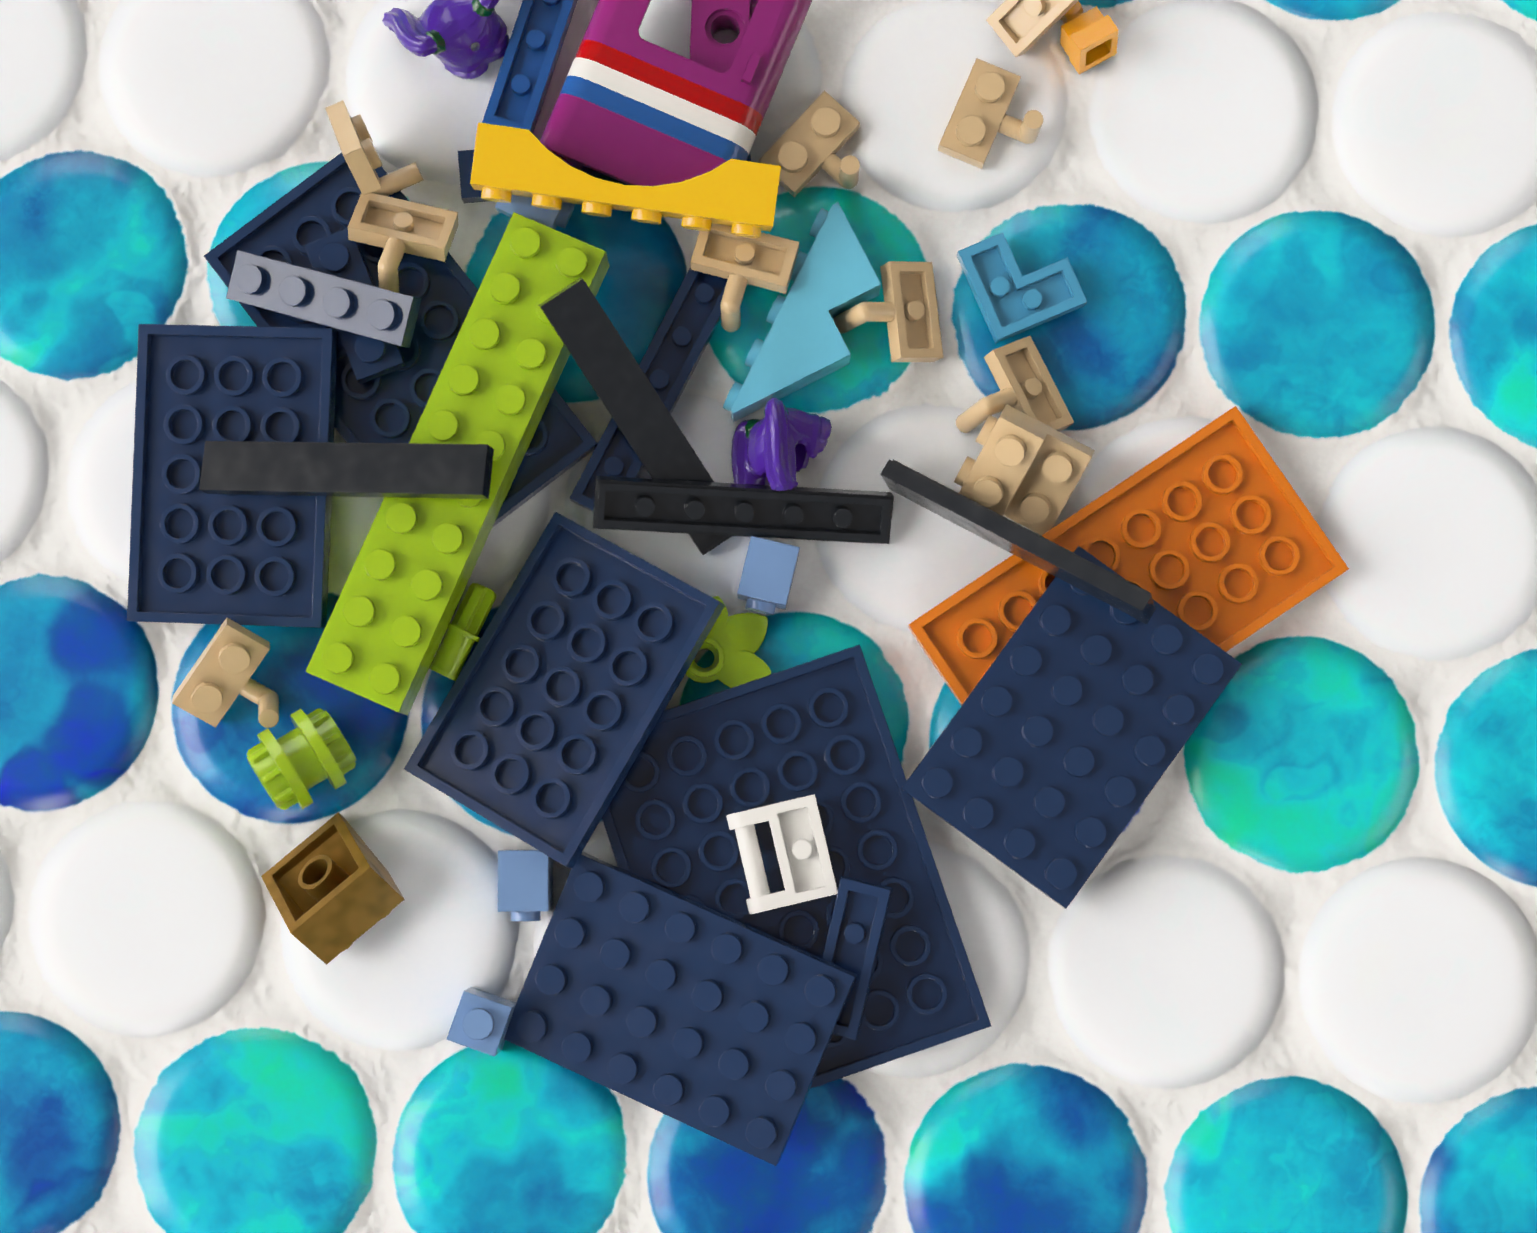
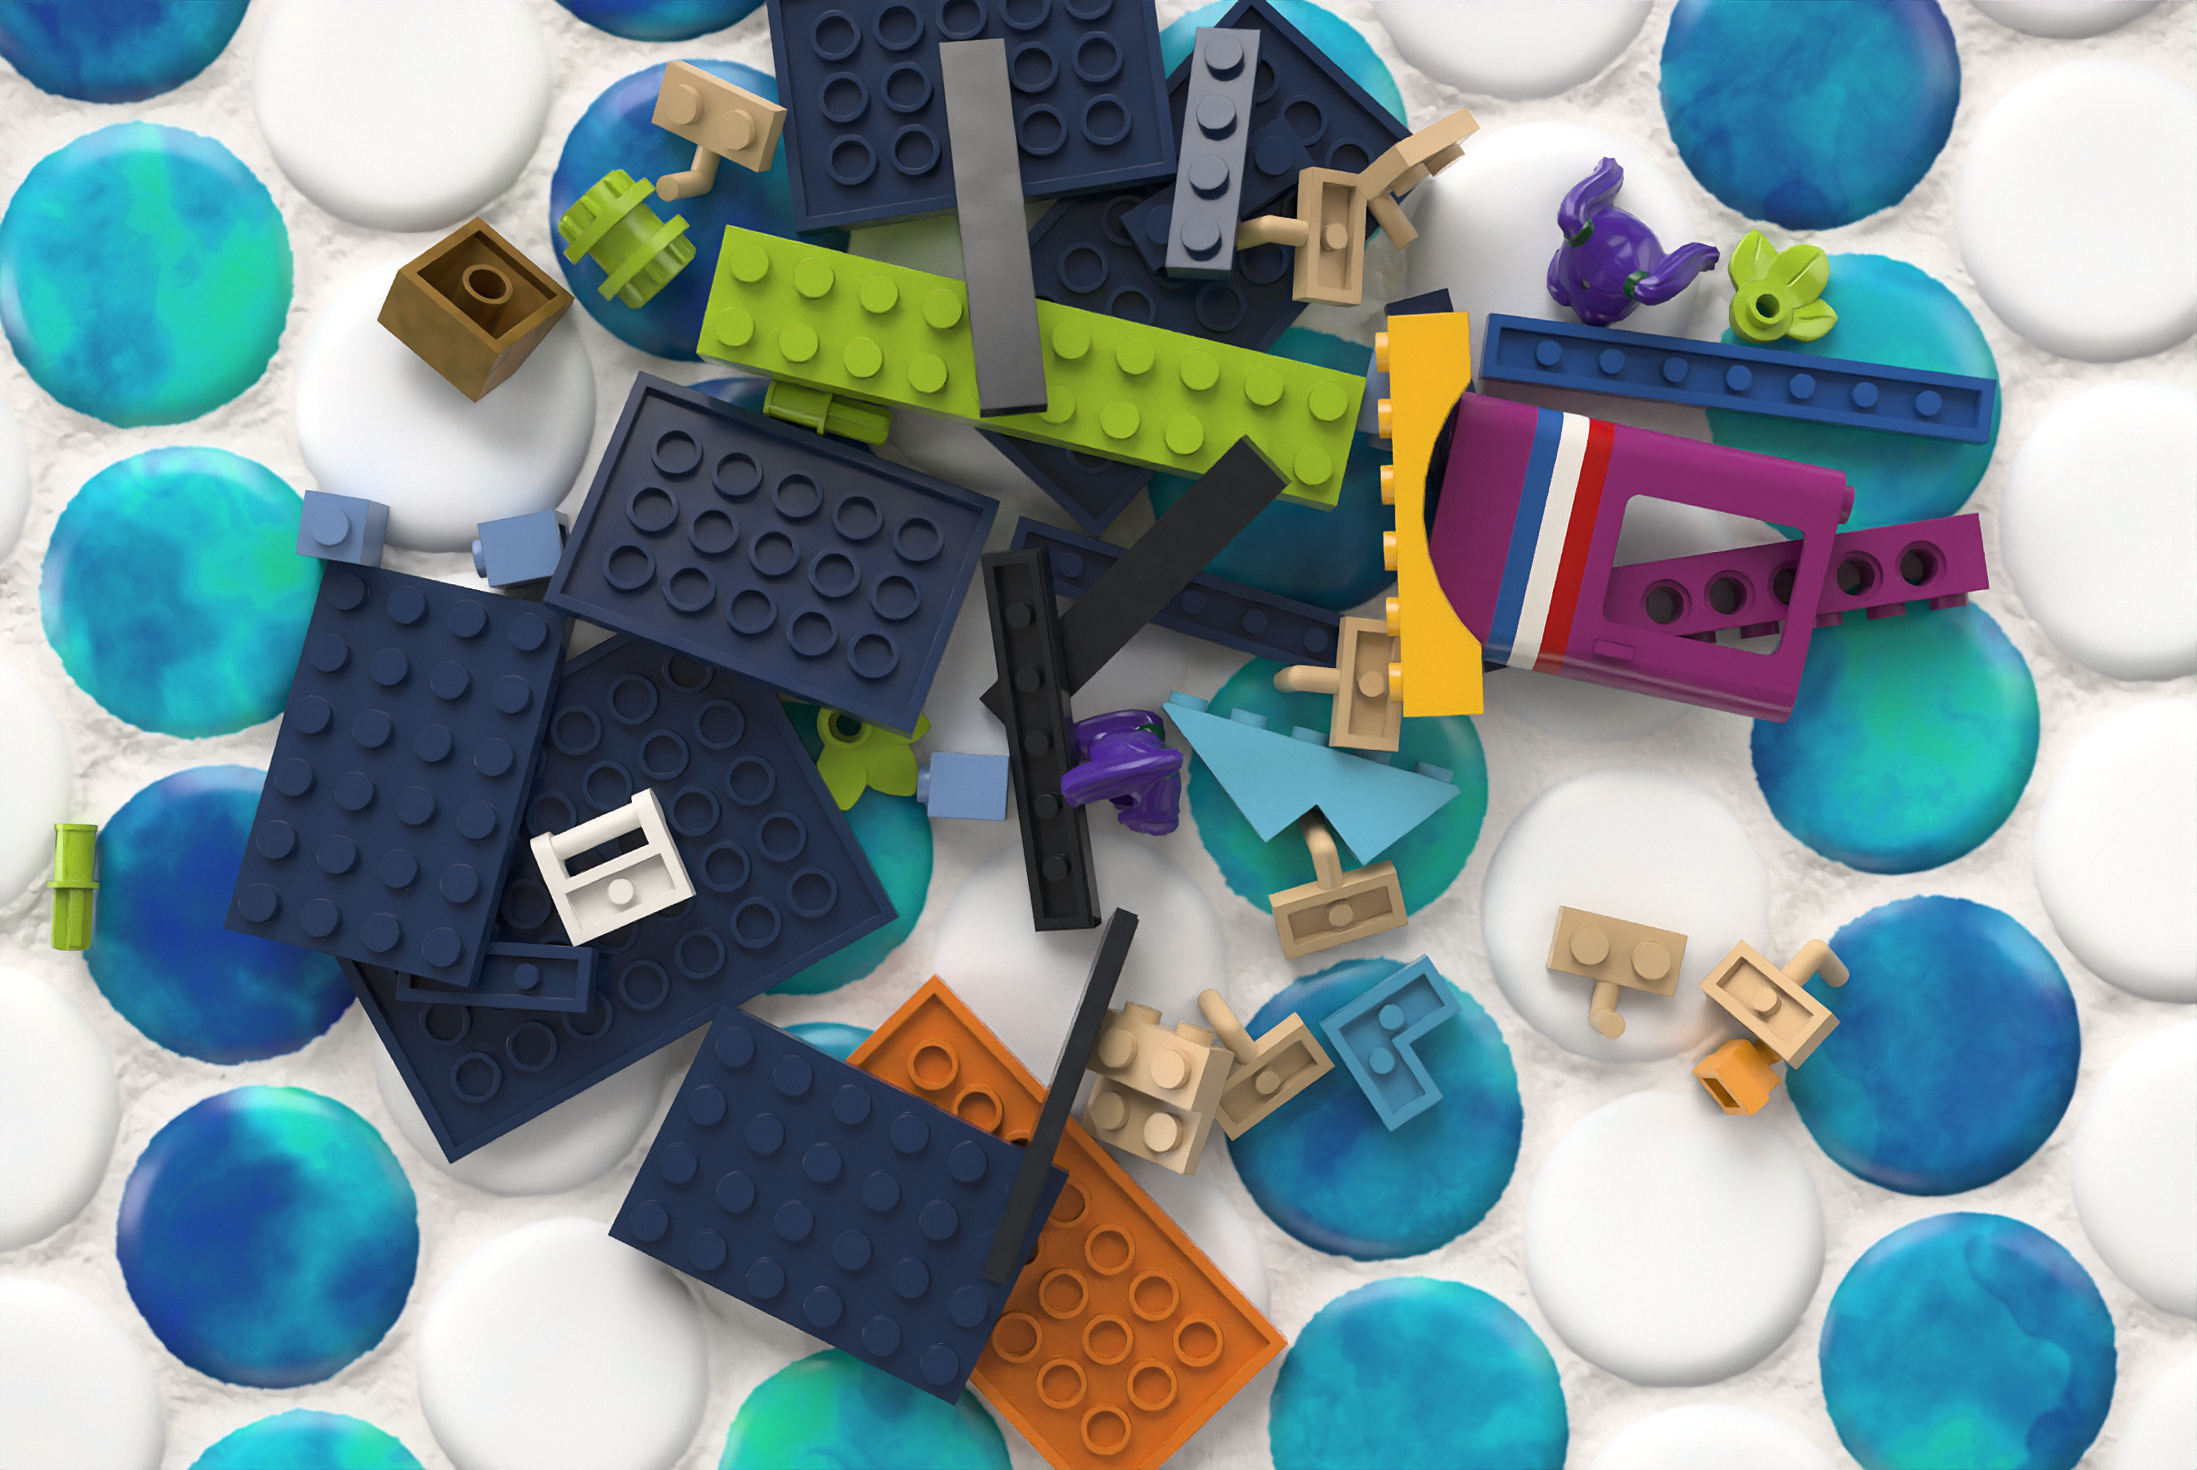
camera: 80 degrees right, 5 degrees up
(813, 145) = (1536, 744): tan plate -> none

